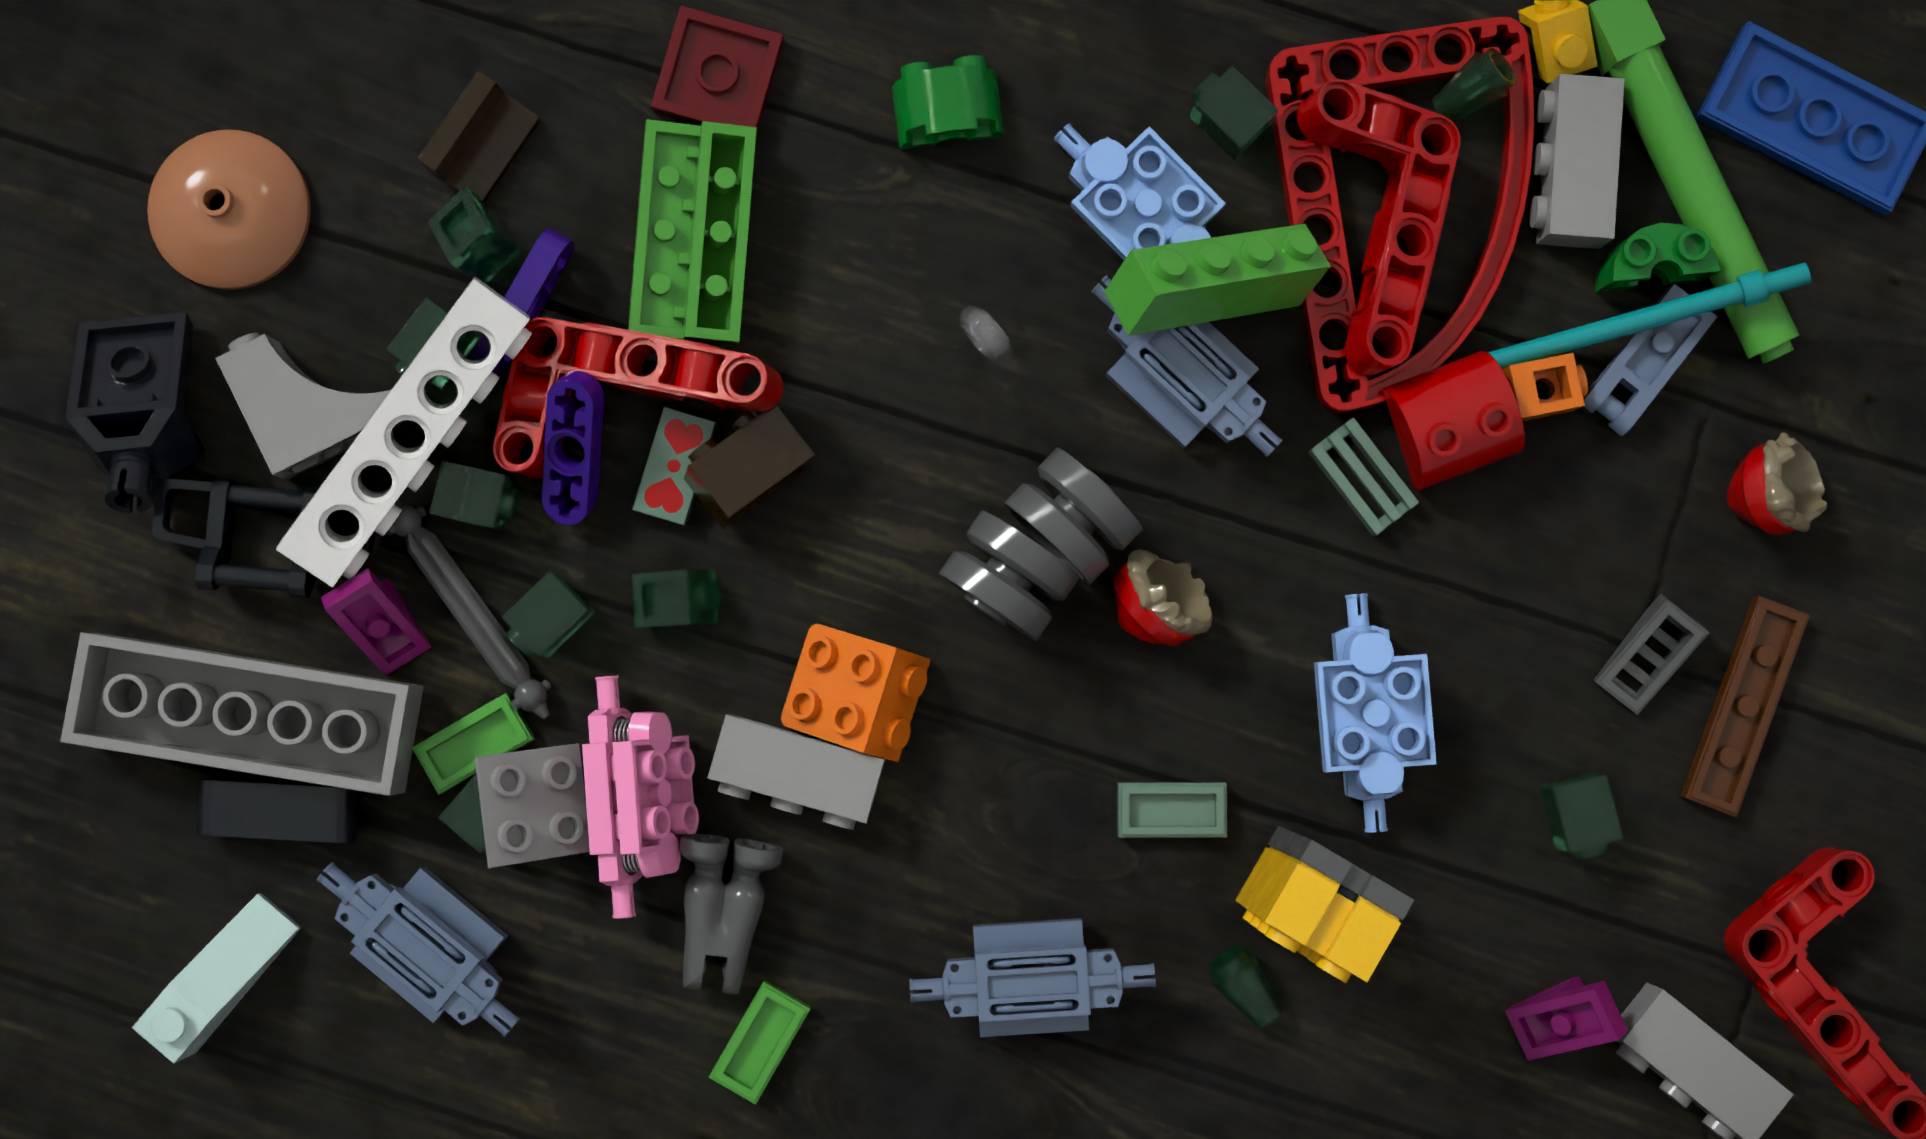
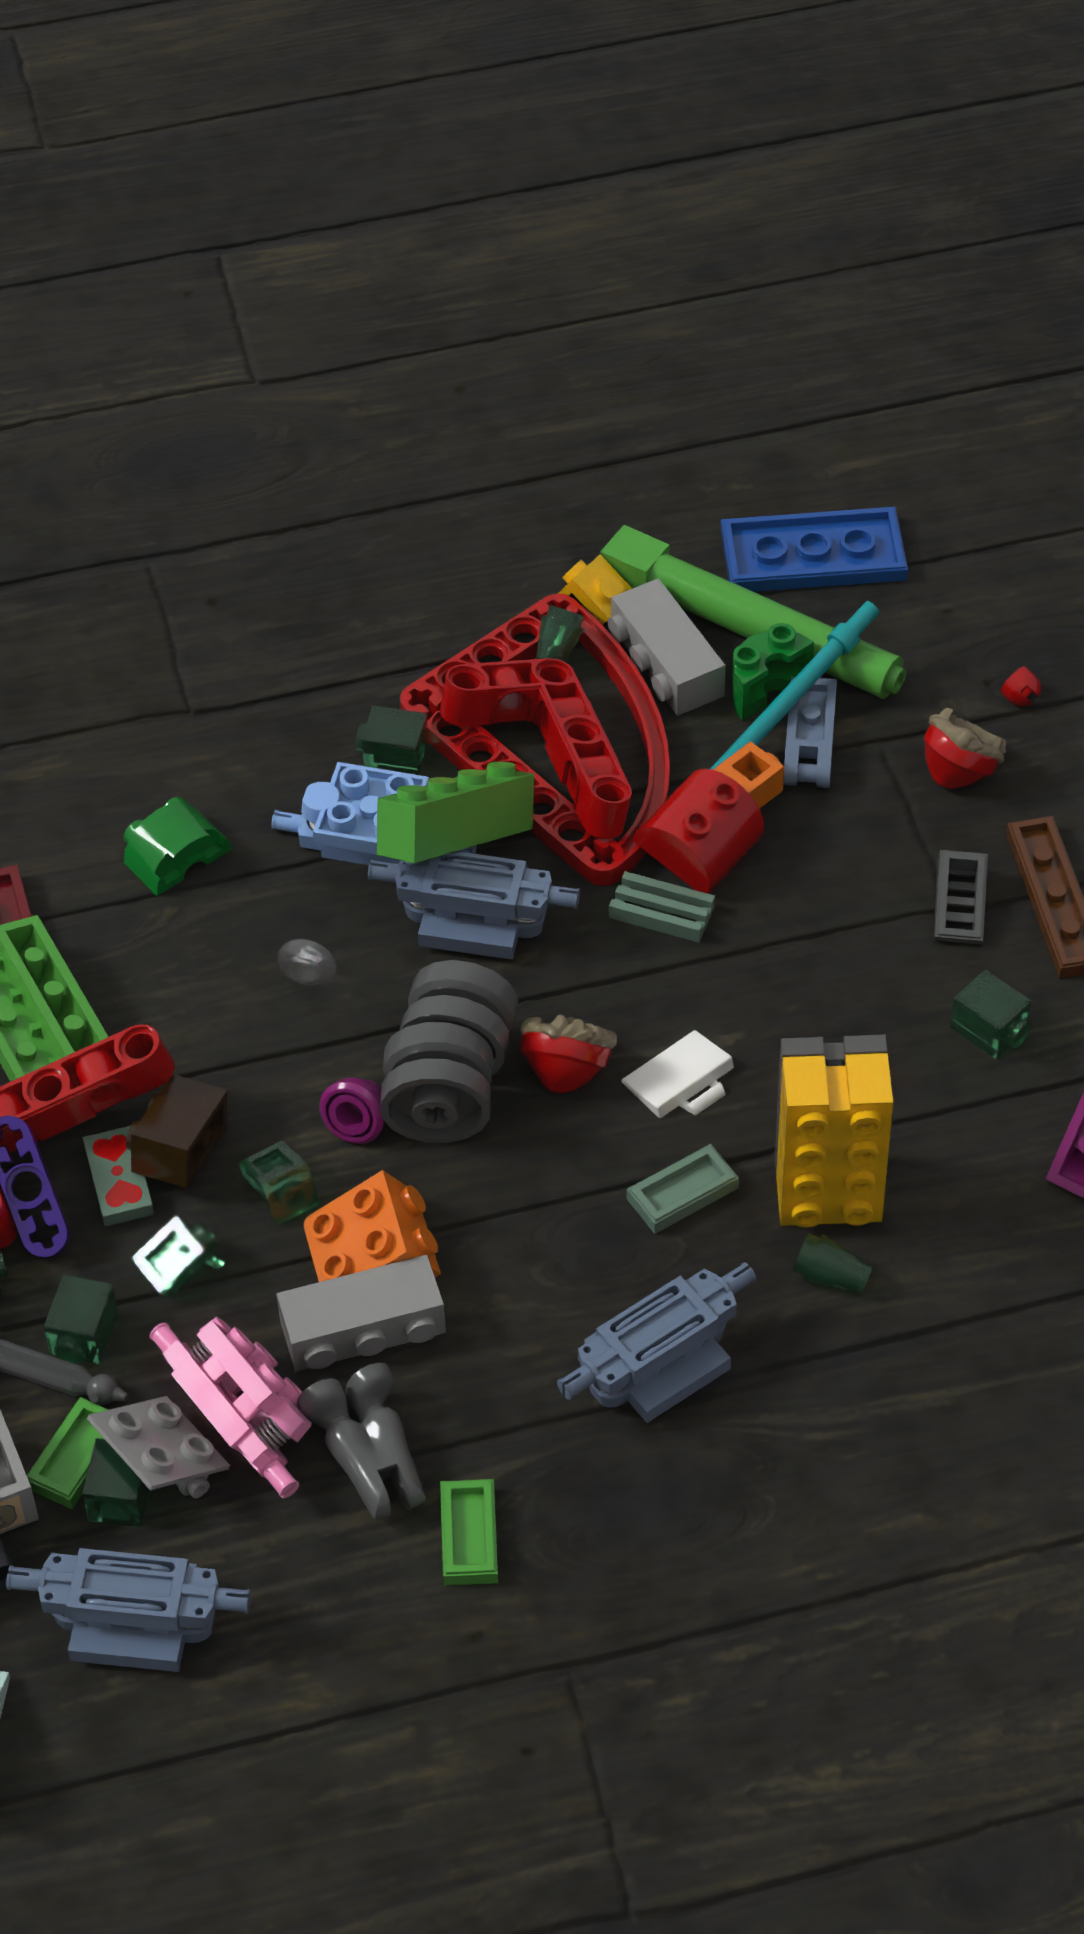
camera: 25 degrees left, 35 degrees down
(812, 571) = (282, 1181): none -> clear green bracket
(927, 537) = (352, 1110): none -> magenta brick
(1252, 677) = (680, 1074): none -> white piece
(1372, 712) = (771, 1006): light blue piece -> none
(1894, 436) = (1020, 686): none -> red hinge

